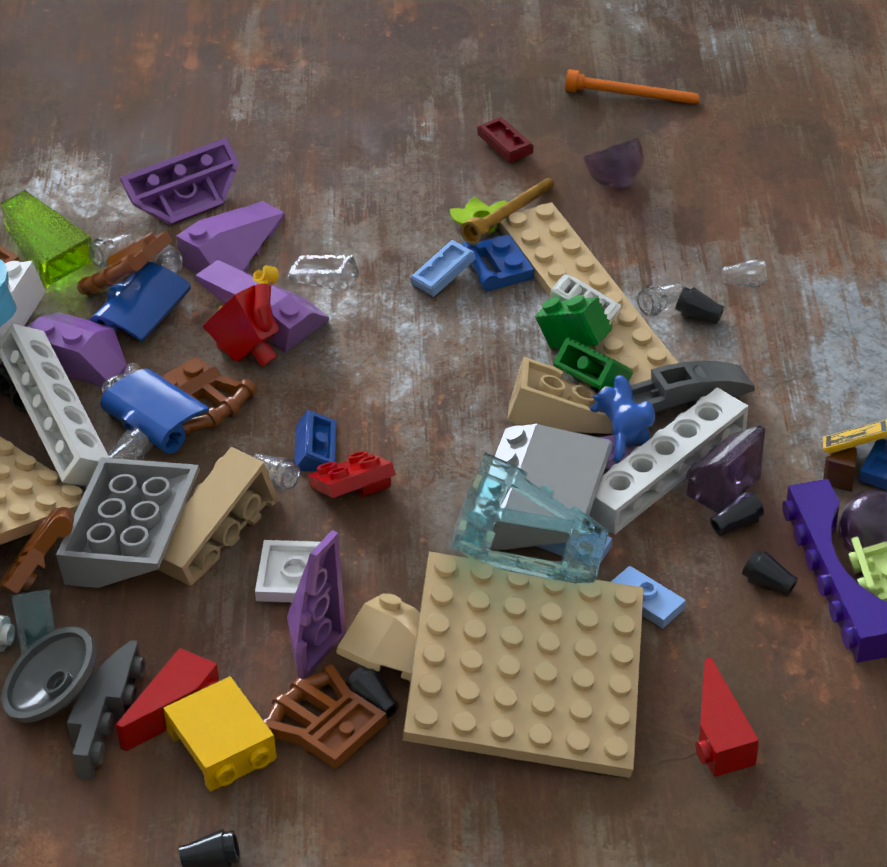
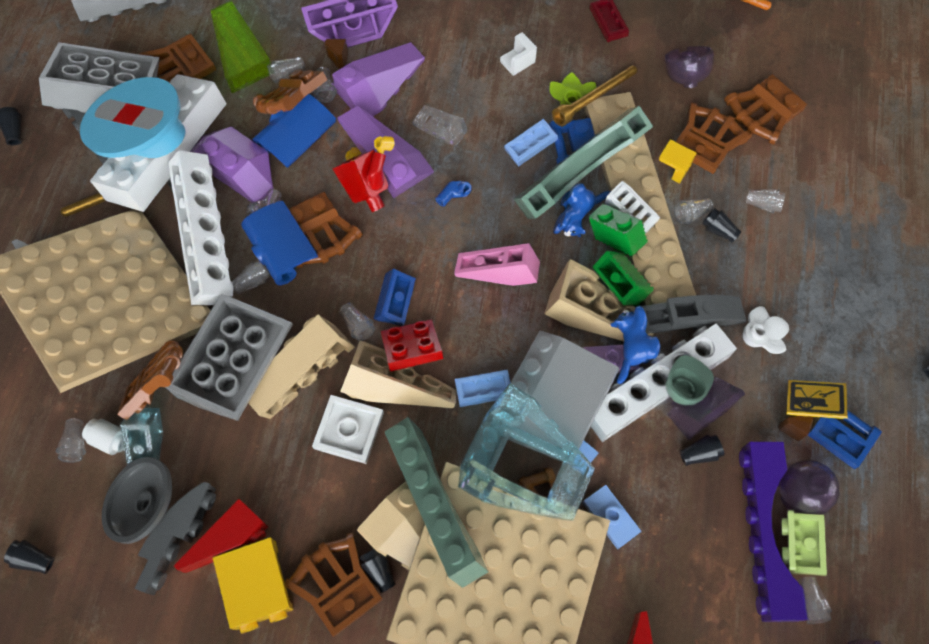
camera: 10 degrees right, 25 degrees up
(171, 219) = (337, 51): none -> reddish brown slope
(317, 609) = (346, 495): medium lavender wedge -> none
(318, 515) = (373, 382): none -> tan wedge
(360, 329) = (453, 190): none -> blue arm
(408, 189) = (521, 56): none -> white panel
(441, 385) = (500, 265): none -> bright pink slope
(442, 506) = (481, 387): none -> light blue plate
(456, 606) = (451, 539): none -> sand green arch
(511, 269) = (595, 151): none -> sand green arch
(516, 317) = (577, 204): none -> blue animal
(629, 250) = (678, 158): none -> yellow panel
(657, 239) = (710, 149): none -> dark orange plate
(696, 439) = (688, 381): none -> sand green cap
(727, 181) = (774, 98): none -> dark orange plate
(768, 573) = (712, 519): black cone -> none
(776, 394) = (765, 331): none -> white plate

